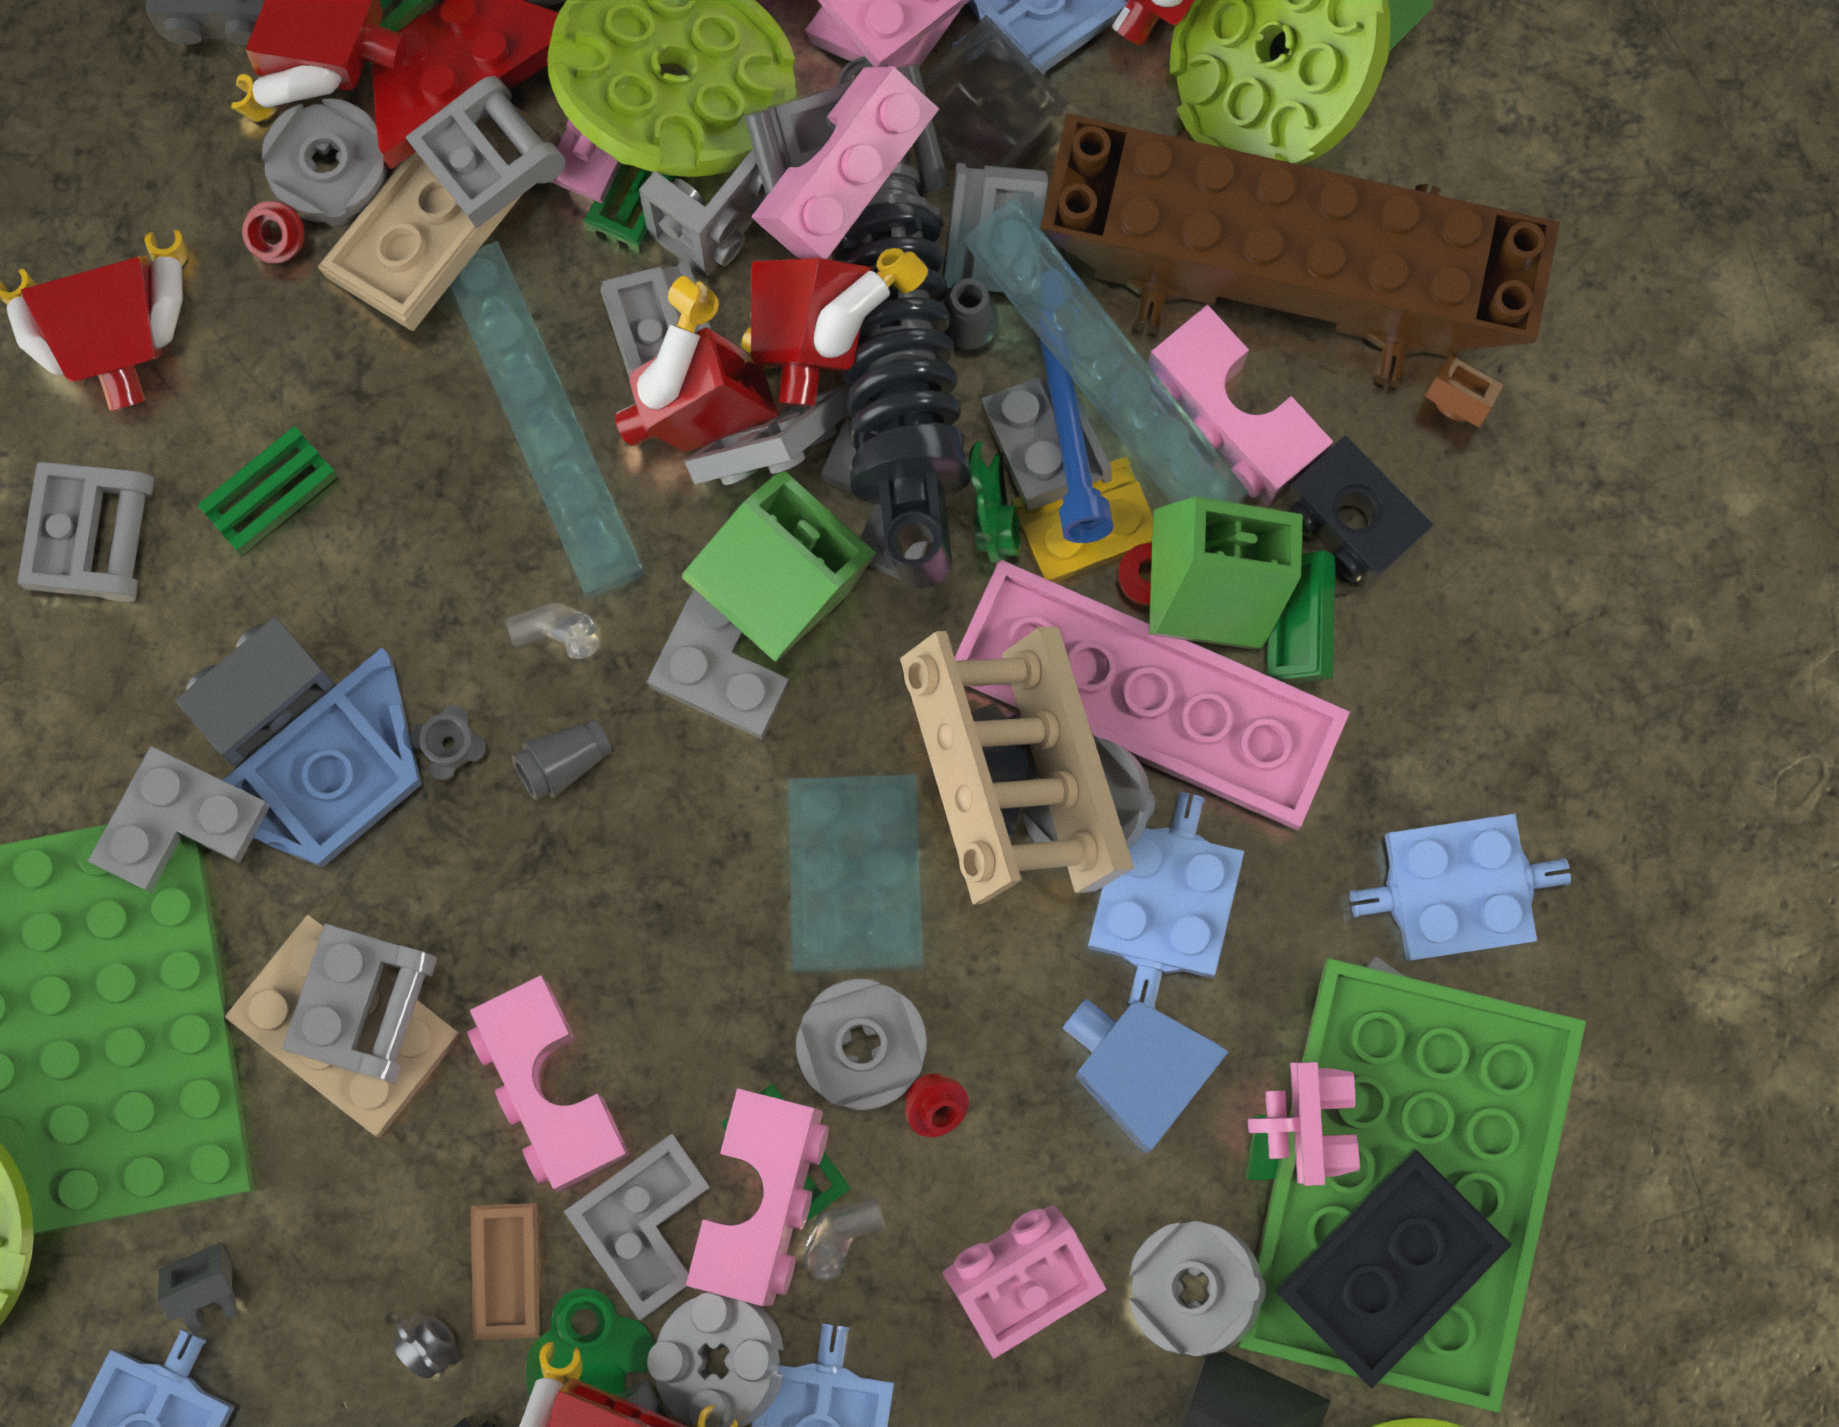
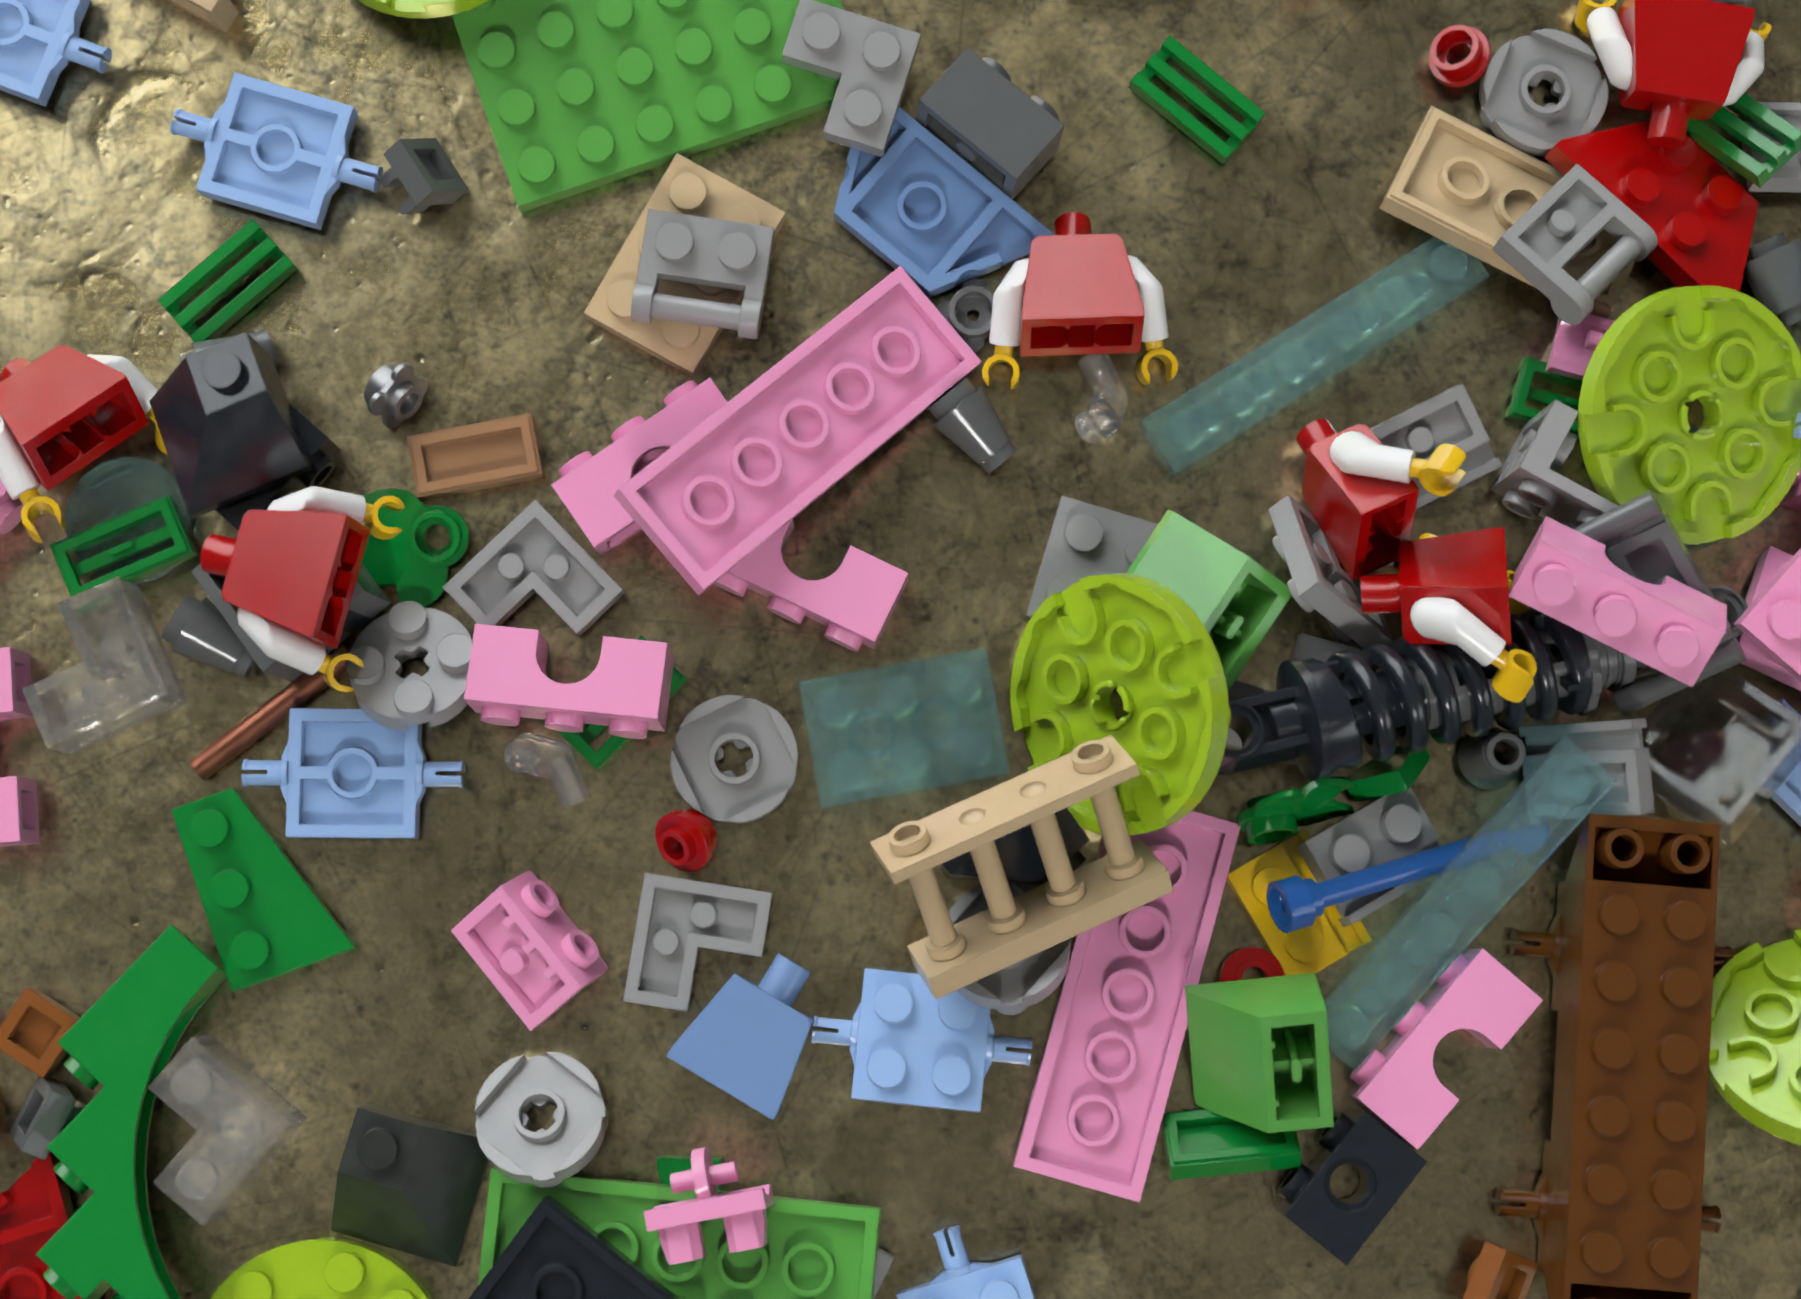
camera: 80 degrees right, 5 degrees up
(453, 633) = (1079, 299): none -> torso
(541, 928) = (797, 430): none -> bright pink plate
(658, 997) = (850, 602): none -> bright pink arch
(846, 595) = (1170, 681): none -> lime plate
(975, 415) = (1389, 776): none -> green tile
(1016, 1125) = (677, 920): none -> light grey plate

